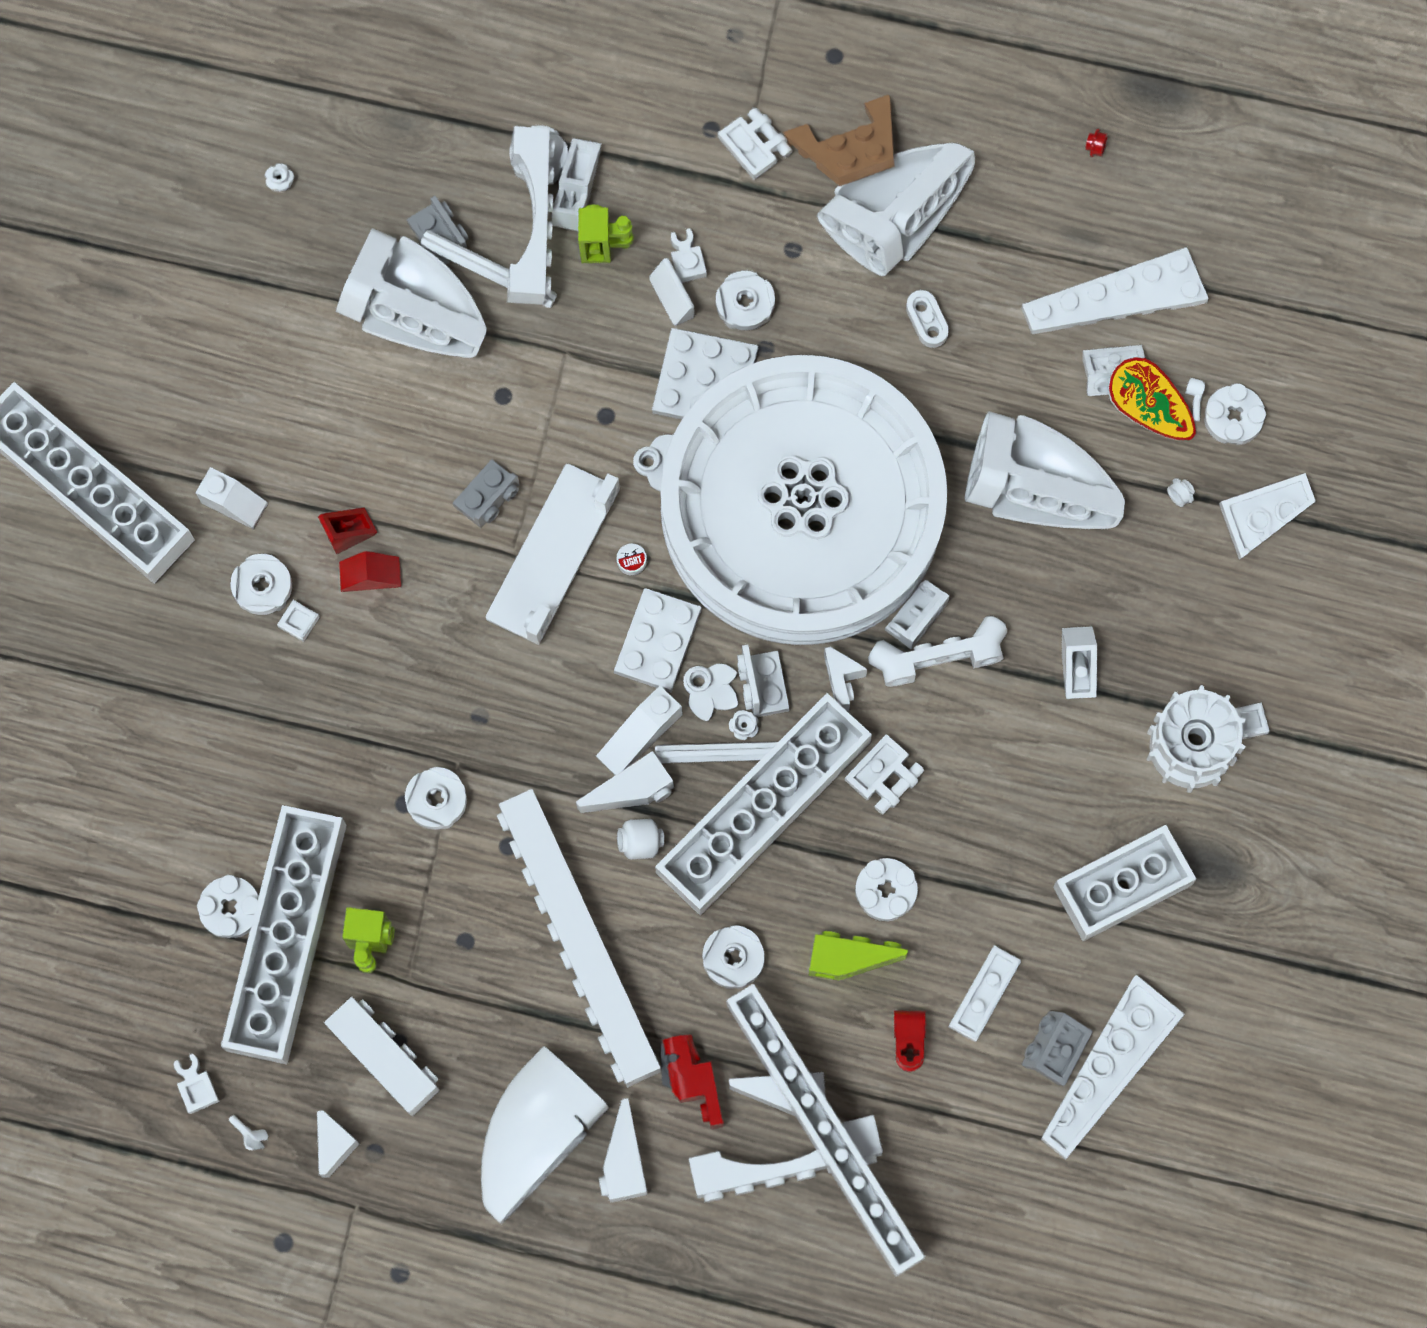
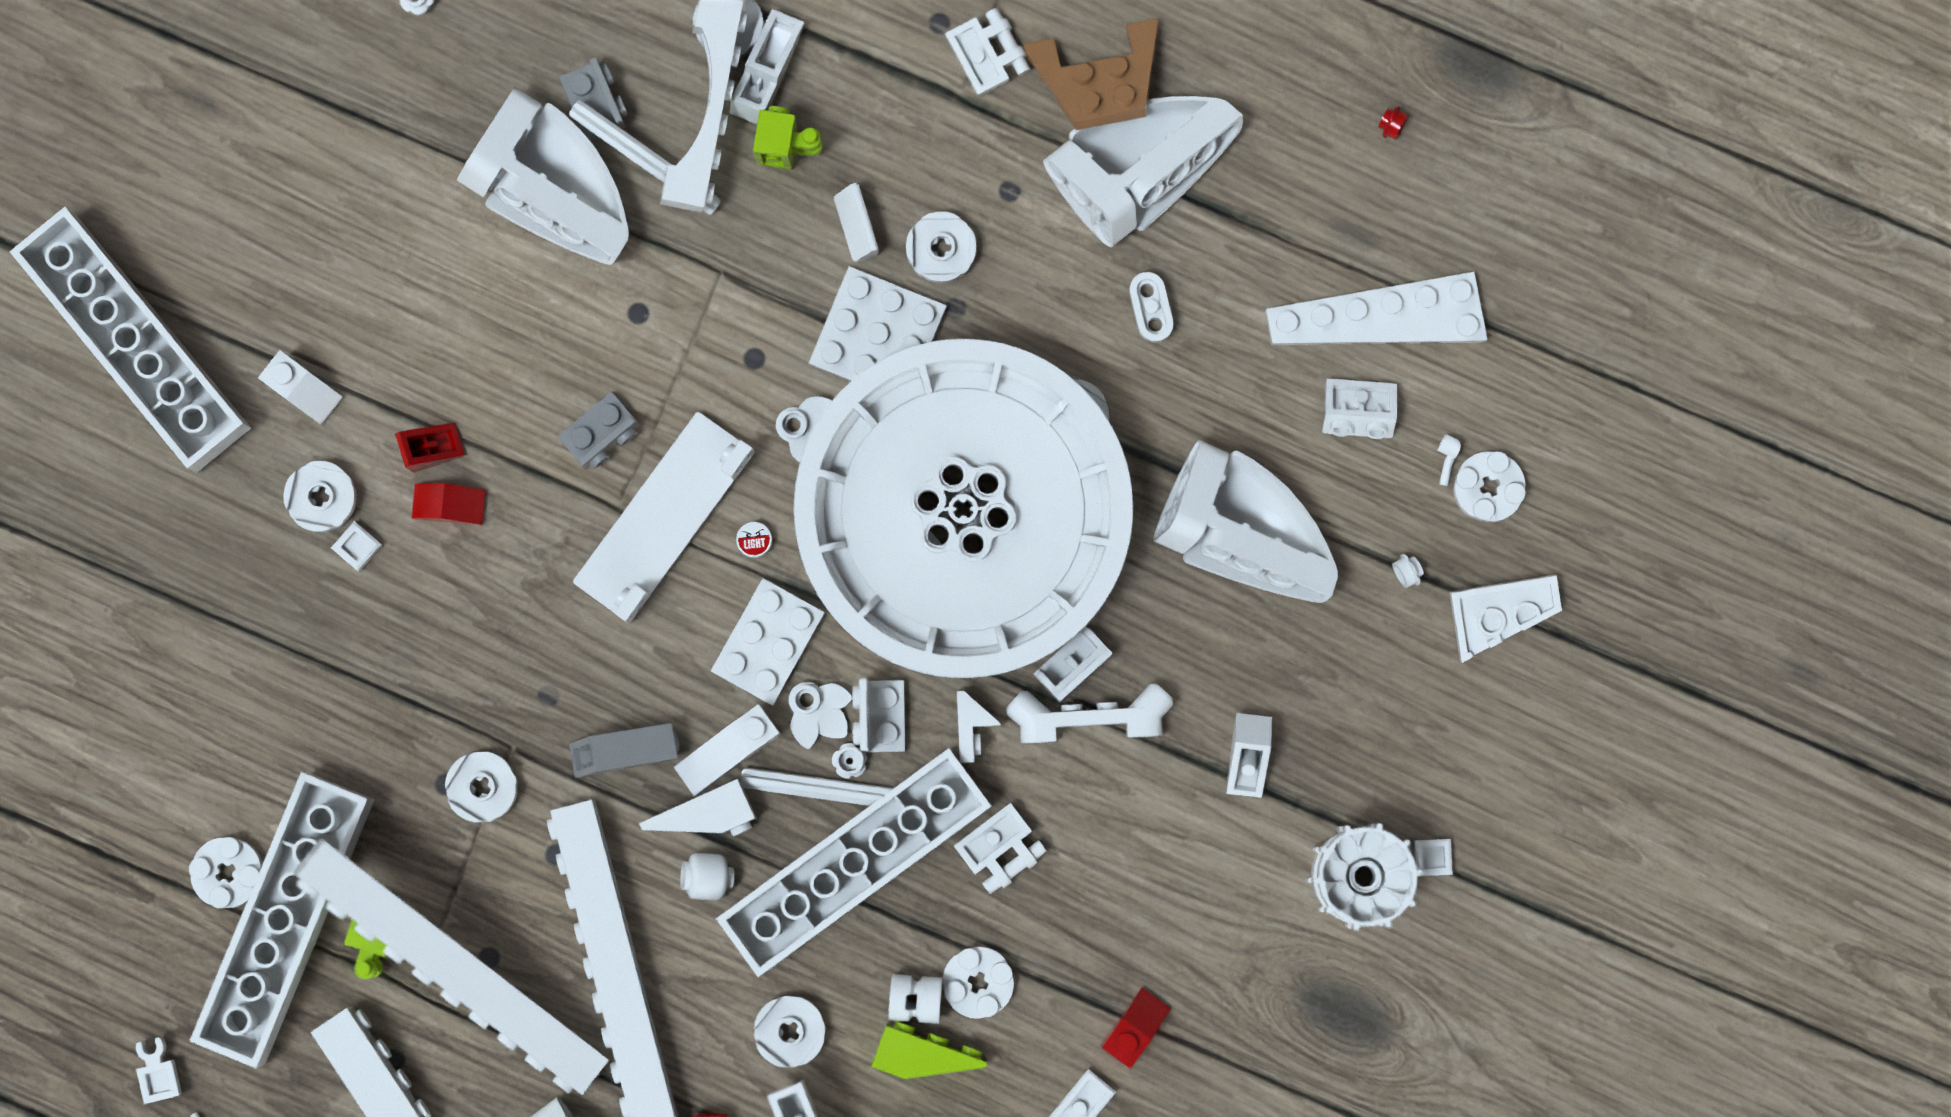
camera: 10 degrees right, 10 degrees up
(436, 941) = (450, 966): none -> white brick
(550, 746) = (624, 750): none -> light grey slope
(687, 261) = (882, 185): white plate -> none
(847, 909) = (928, 998): none -> white wheel
(1026, 904) = (1135, 1028): none -> red slope
(1150, 399) = (1393, 454): shield -> none
(1150, 867) = (1284, 1018): white brick -> none

